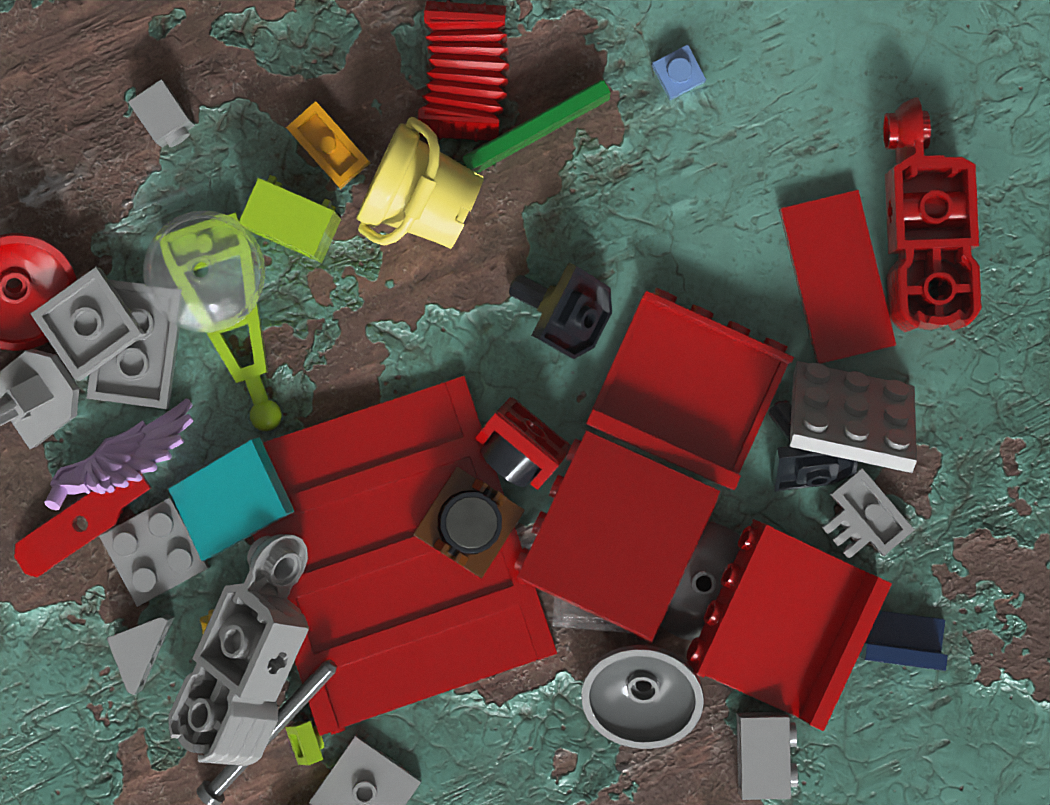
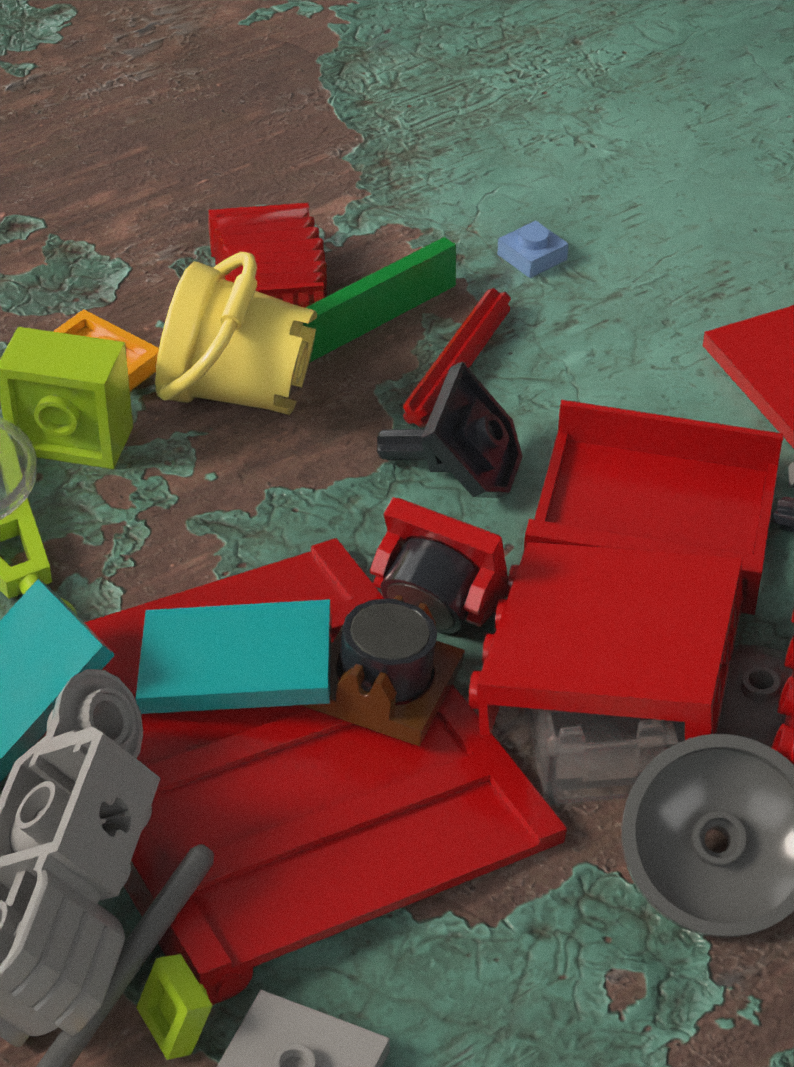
camera: 10 degrees left, 45 degrees down
(374, 501) = (235, 657): none -> teal tile
(590, 195) = (463, 347): none -> red axle

